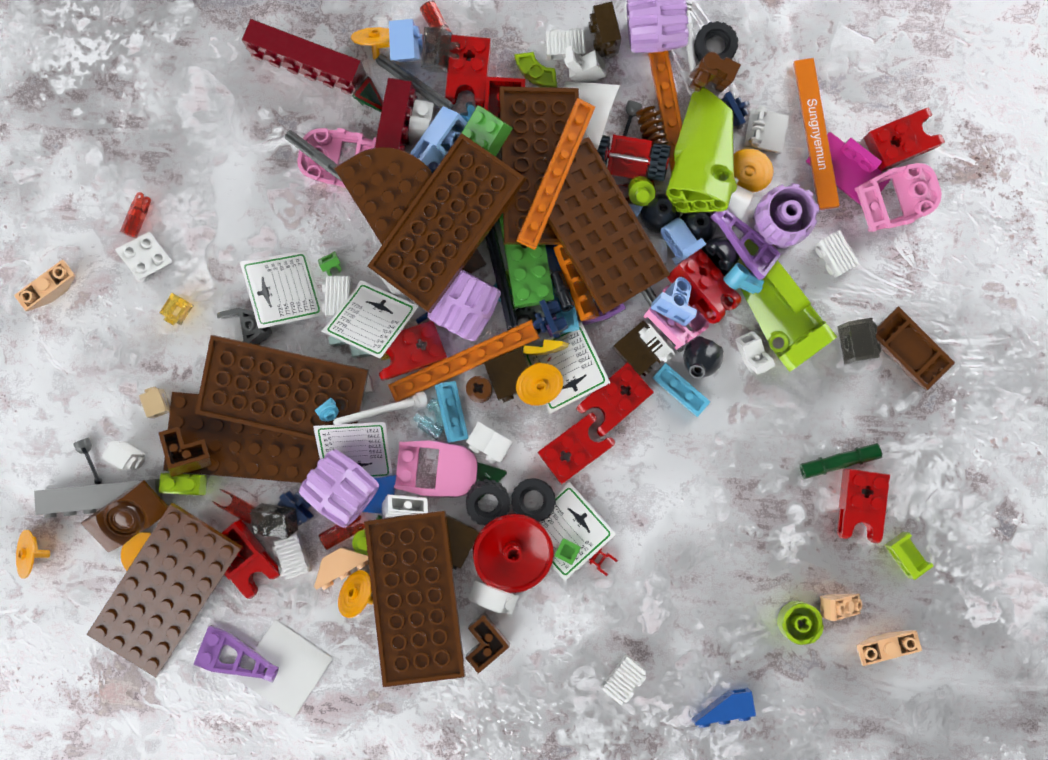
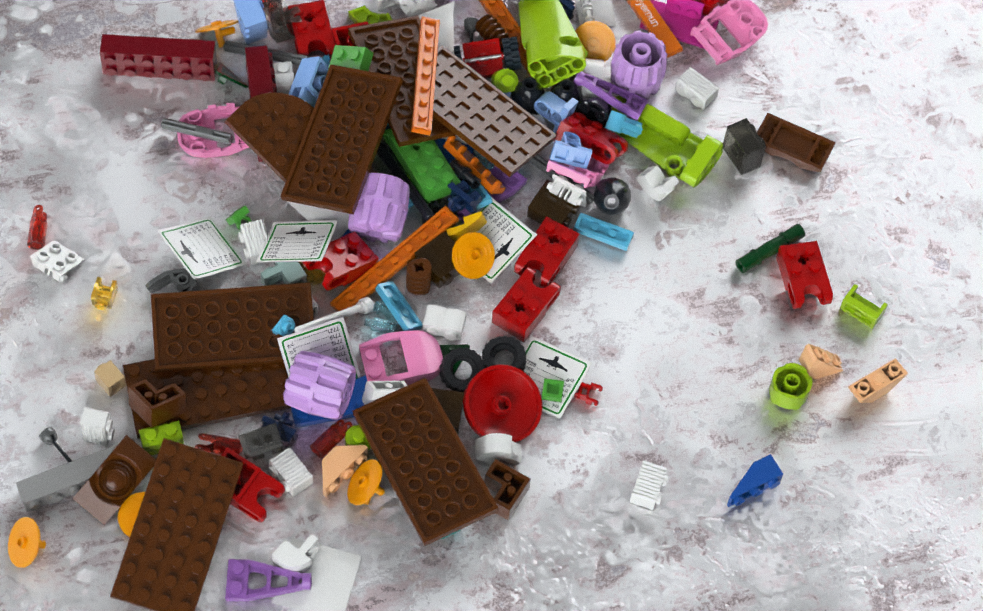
camera: 25 degrees left, 25 degrees down
(265, 649) = (296, 559): none -> white brick

